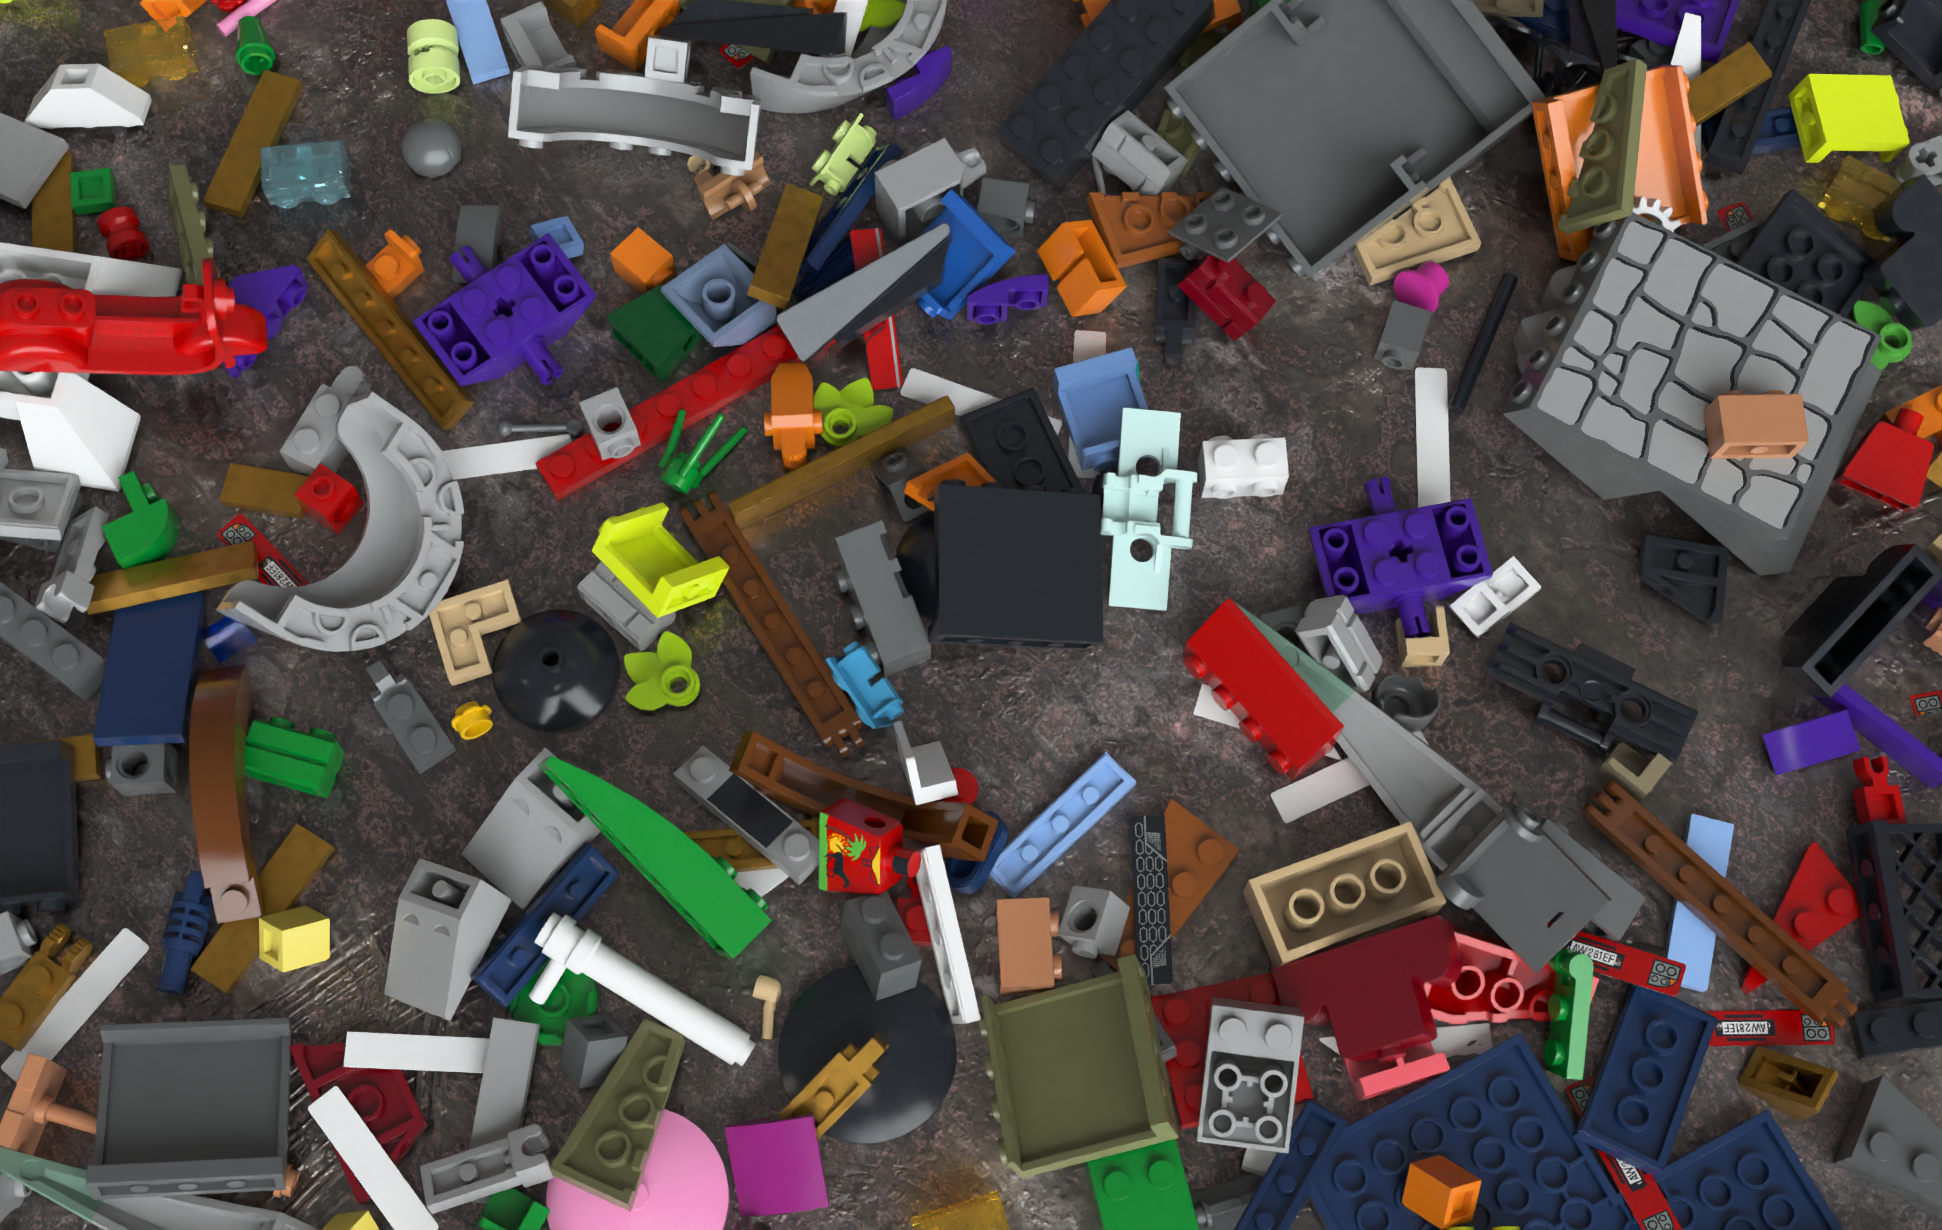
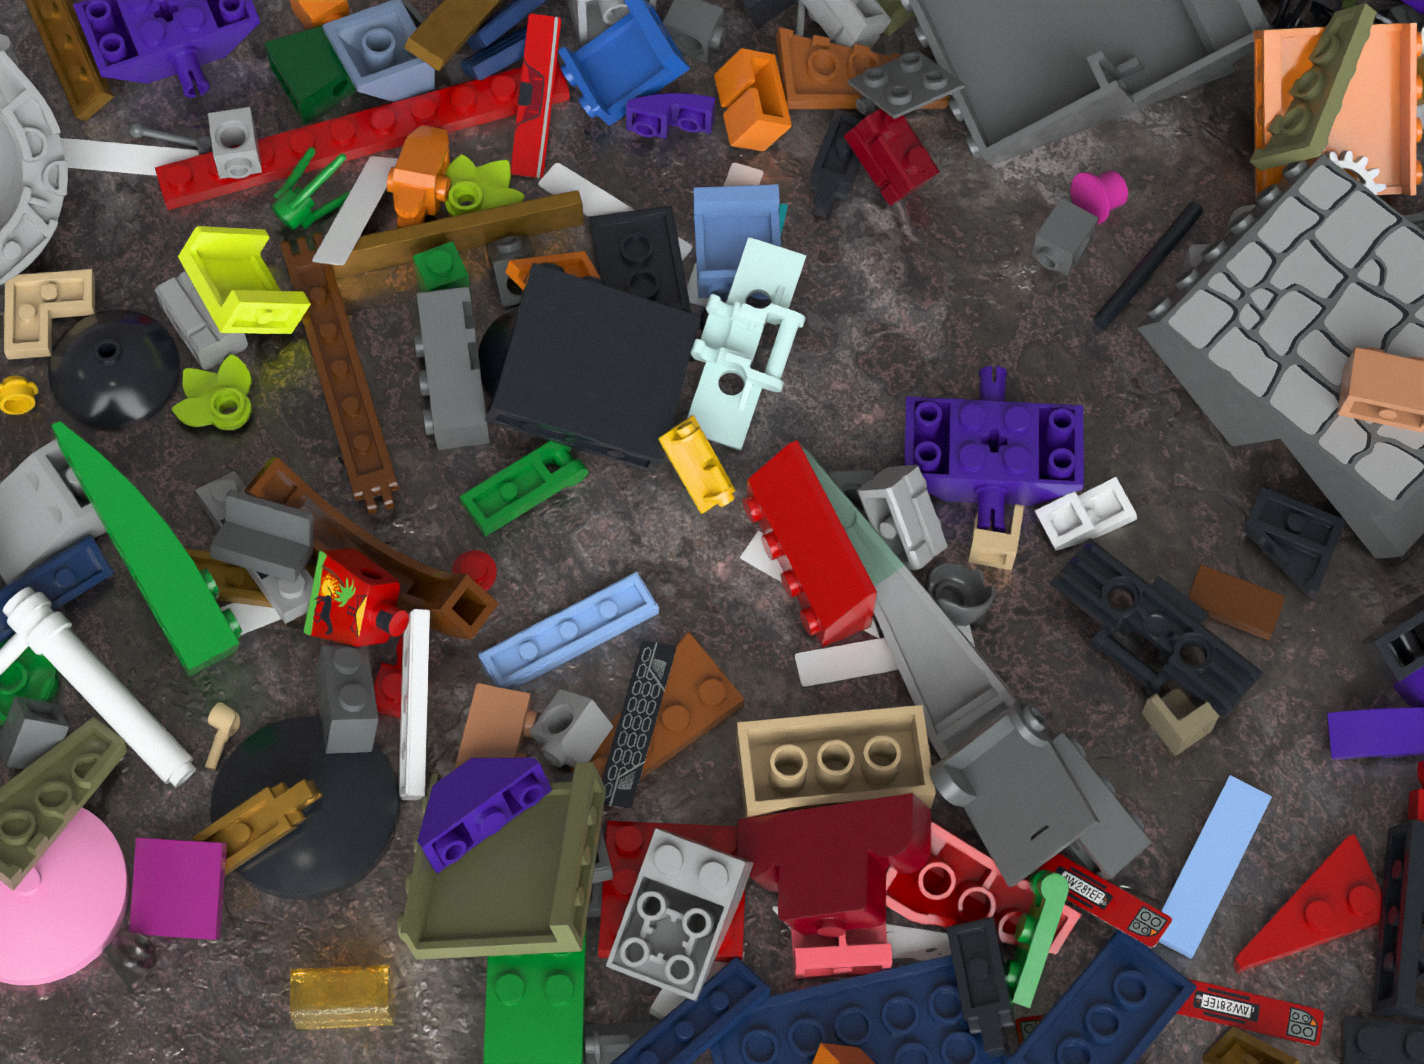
camera: 15 degrees right, 5 degrees down
(743, 463) = (355, 212): none -> white sticker
(759, 809) = (264, 536): none -> dark grey panel
(842, 507) = (440, 269): none -> green brick
(867, 295) = (525, 75): wedge -> none
(874, 703) = (416, 468): dark azure hinge -> none
(925, 769) = (442, 543): white panel -> none
(970, 876) = (461, 655): dark blue tile -> none
(975, 696) = (522, 486): none -> green plate
(1035, 1017) = (477, 804): none -> dark purple slope
(1135, 637) = (697, 465): none -> yellow hinge
(1243, 467) = (859, 327): white brick -> none
(1431, 230) = (1127, 142): tan wing -> none
(1432, 436) = (1070, 341): white sticker -> none
(1535, 1066) = (982, 982): none -> black hinge
(1651, 647) = (1236, 602): none -> reddish brown tile
(1720, 906) = (1230, 872): reddish brown hinge -> none

